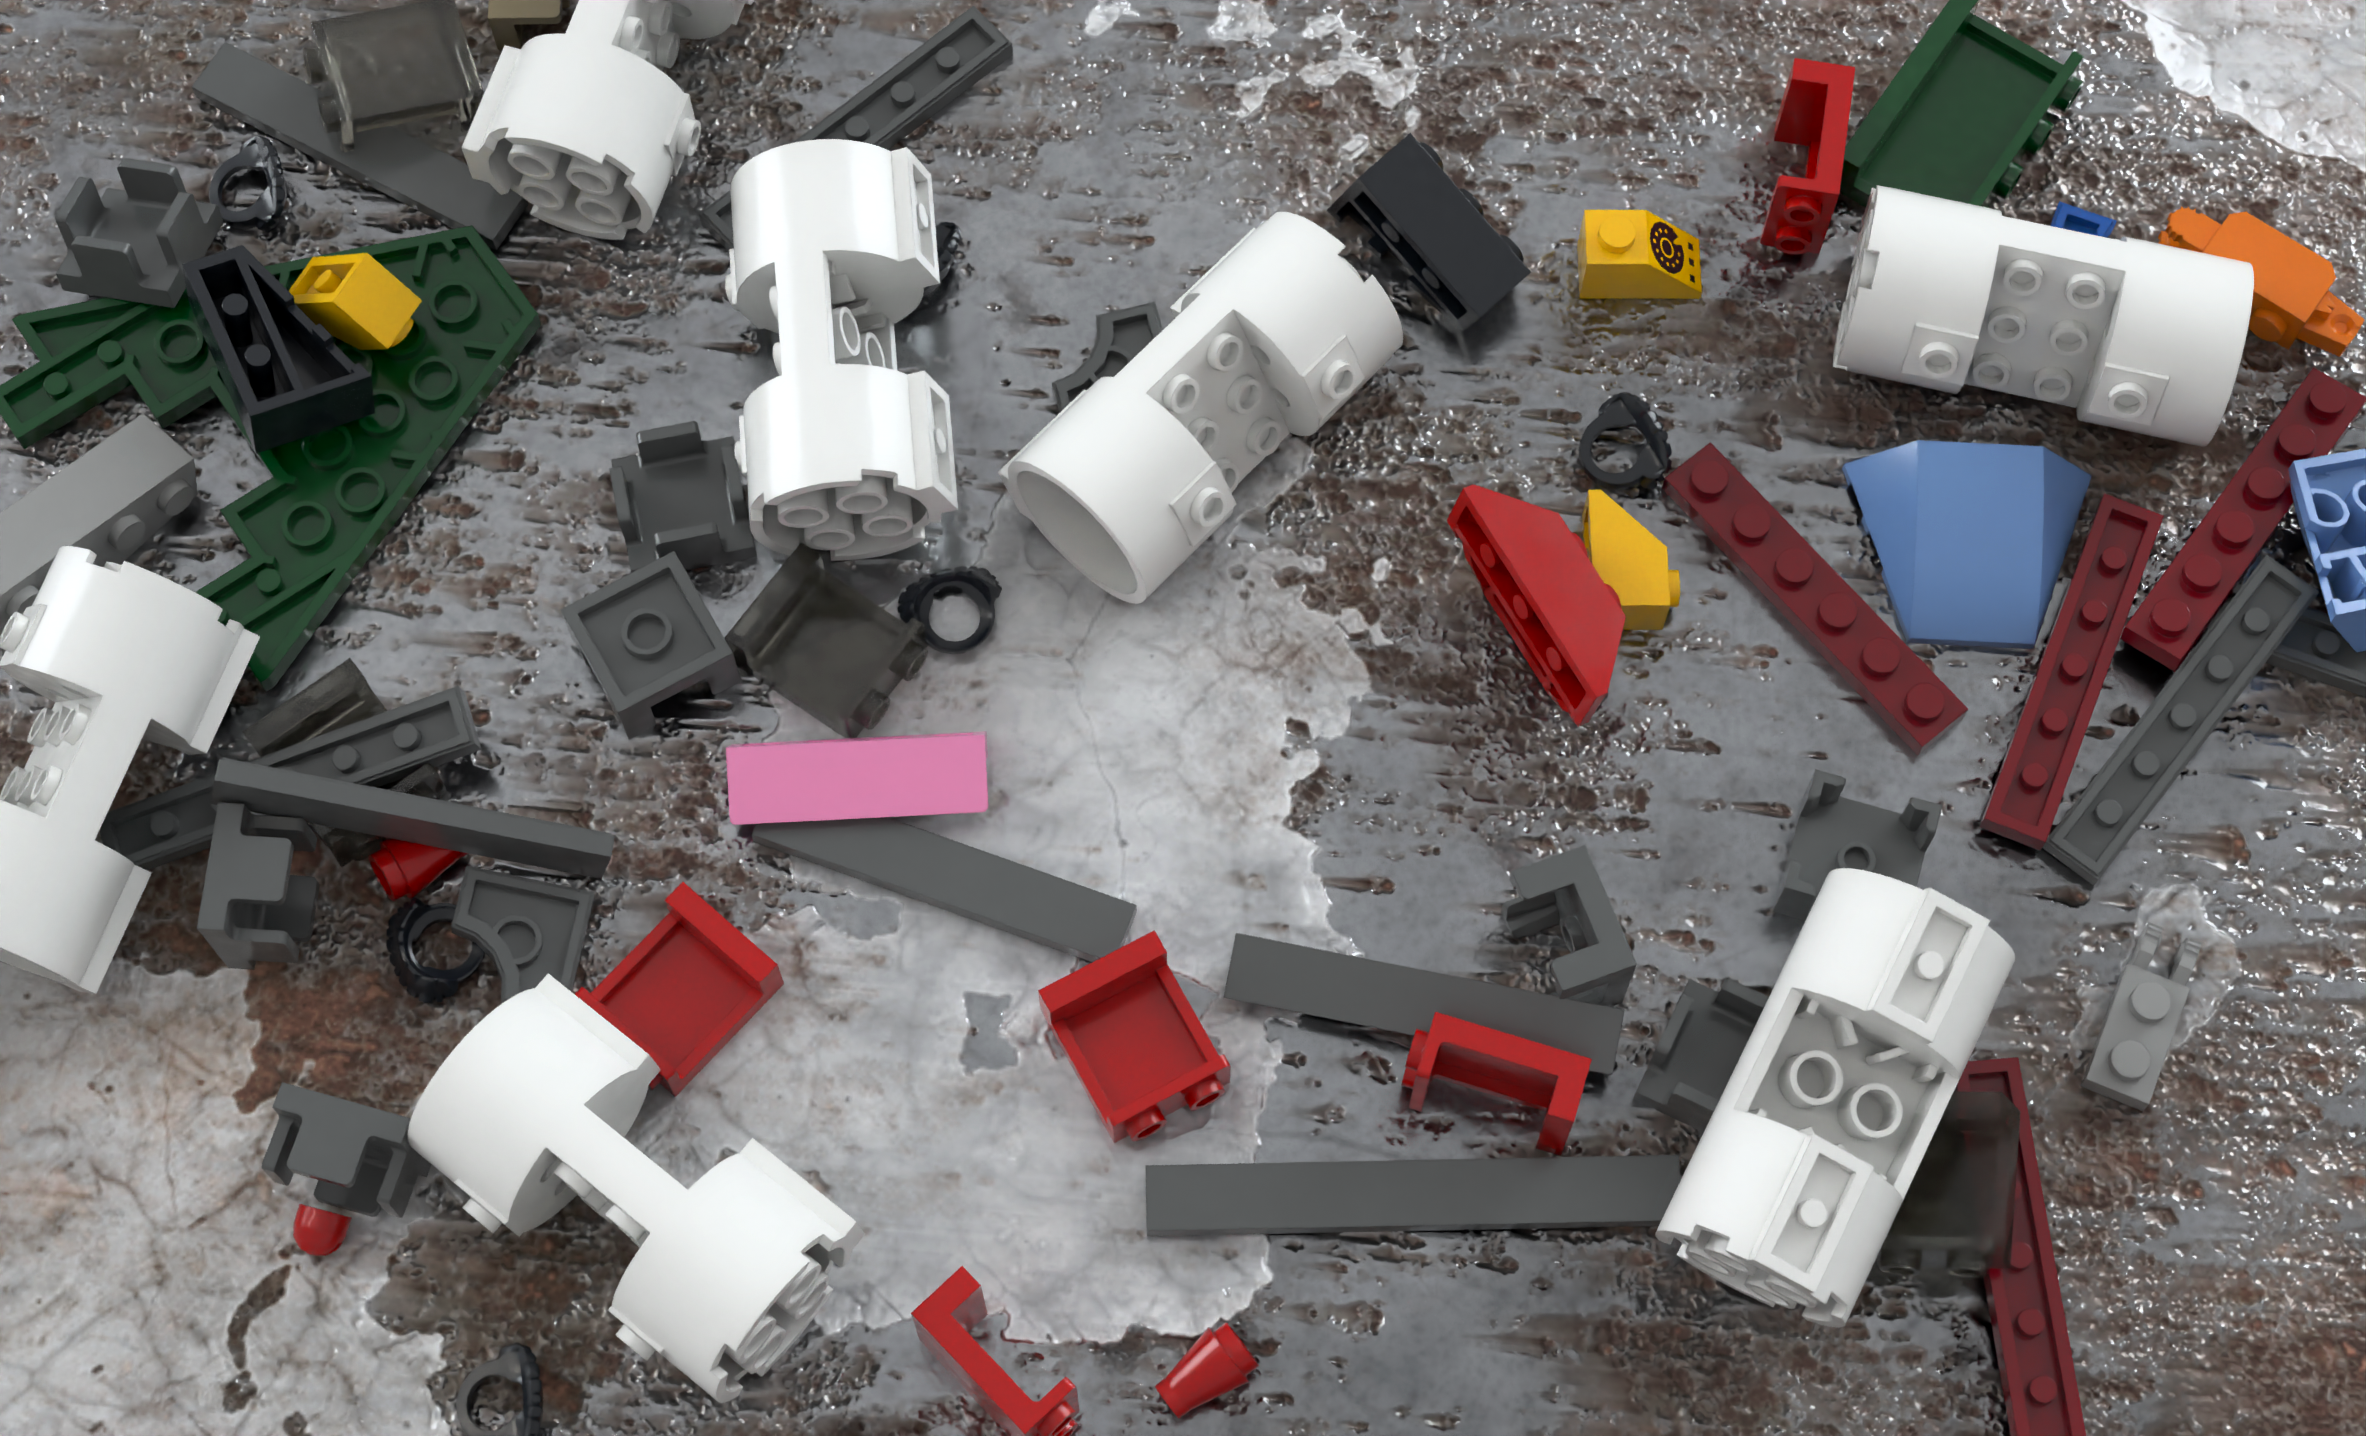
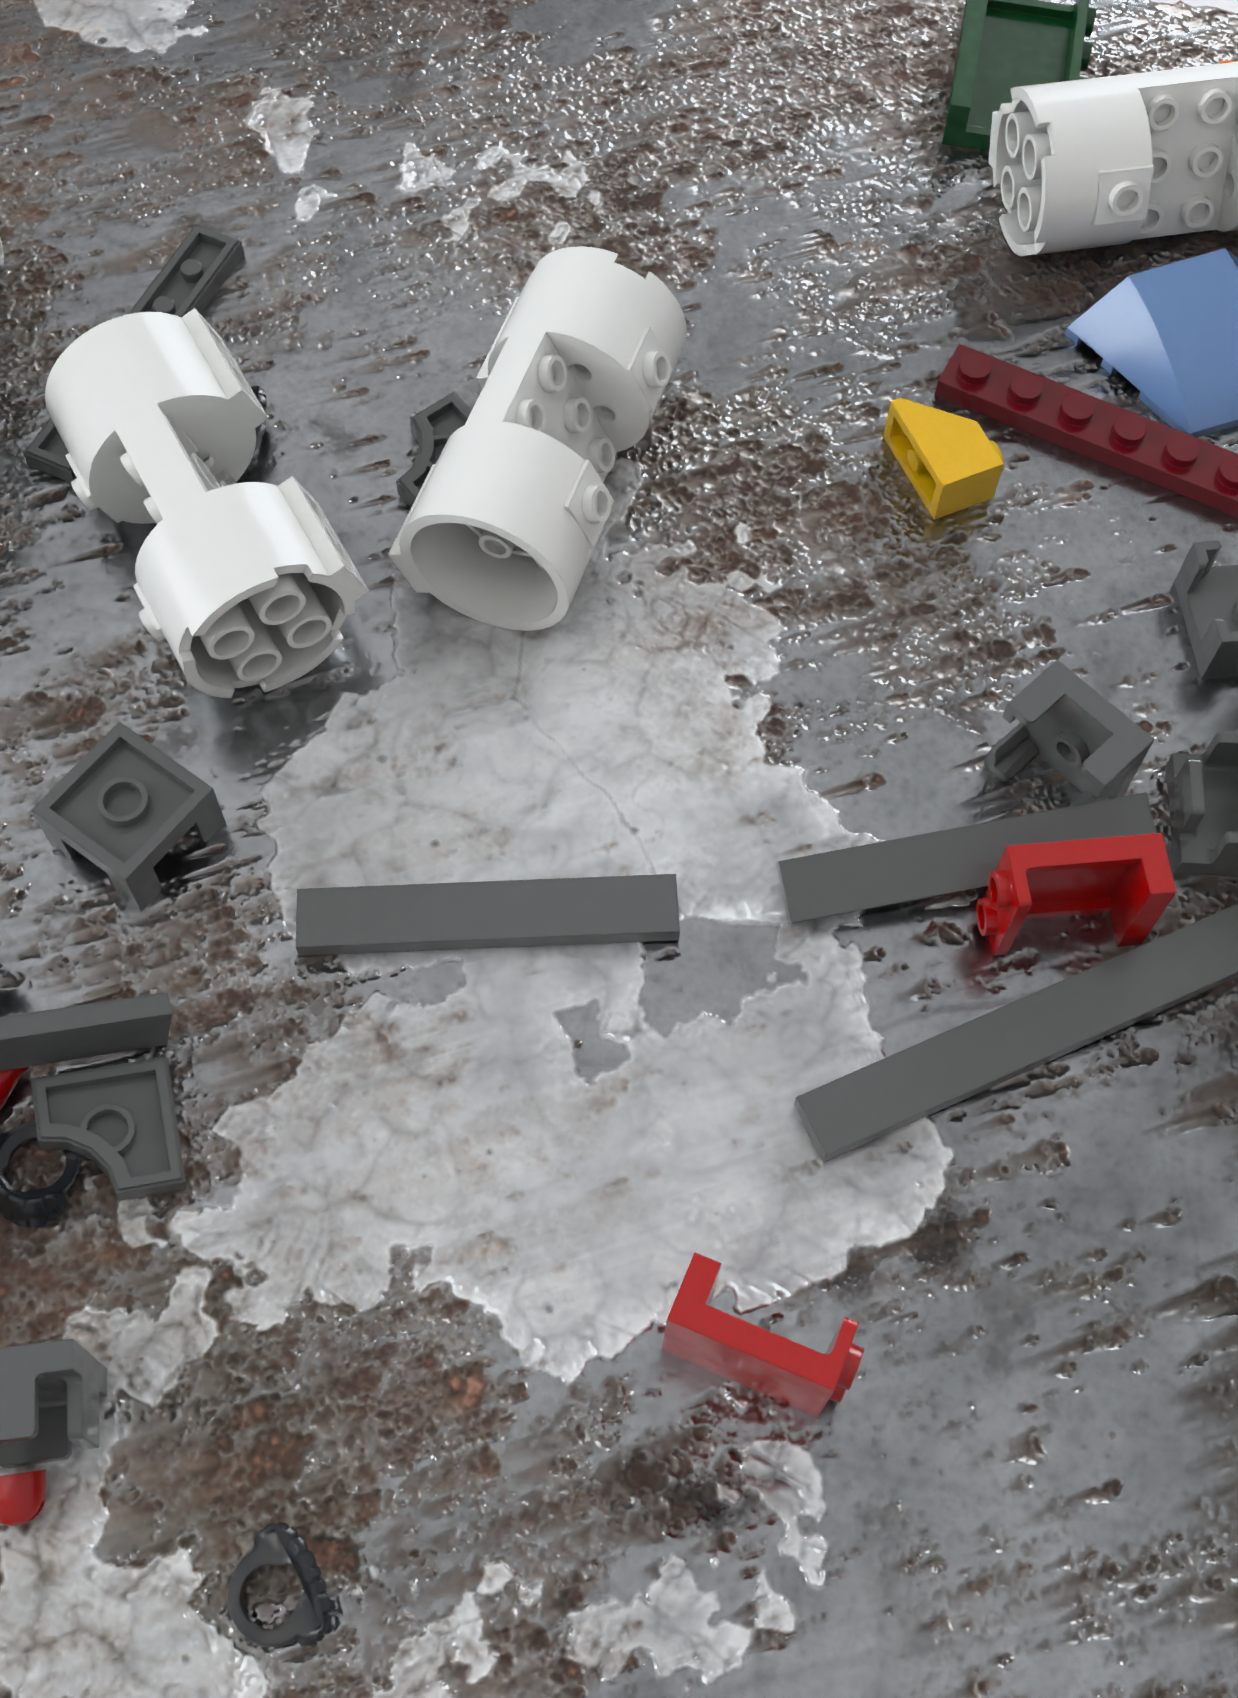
camera: 25 degrees left, 5 degrees down
(541, 1114) = (206, 1277): white cylinder -> none
(682, 499) = (107, 679): dark grey panel -> none
(686, 988) = (288, 1116): red panel -> none
(826, 645) = (293, 760): clear smoke panel -> none
(857, 778) = (373, 859): bright pink panel -> none
(974, 583) = (406, 664): black piece -> none
(1134, 1039) = (730, 991): red panel -> none
(1208, 1370) = (946, 1259): red cone -> none
(1433, 232) = (691, 261): black wedge -> none
(1543, 594) = (902, 492): red wedge -> none
(1624, 412) = (882, 342): black piece -> none
(1636, 257) = (824, 232): yellow slope -> none
(1815, 116) = (930, 90): red panel -> none

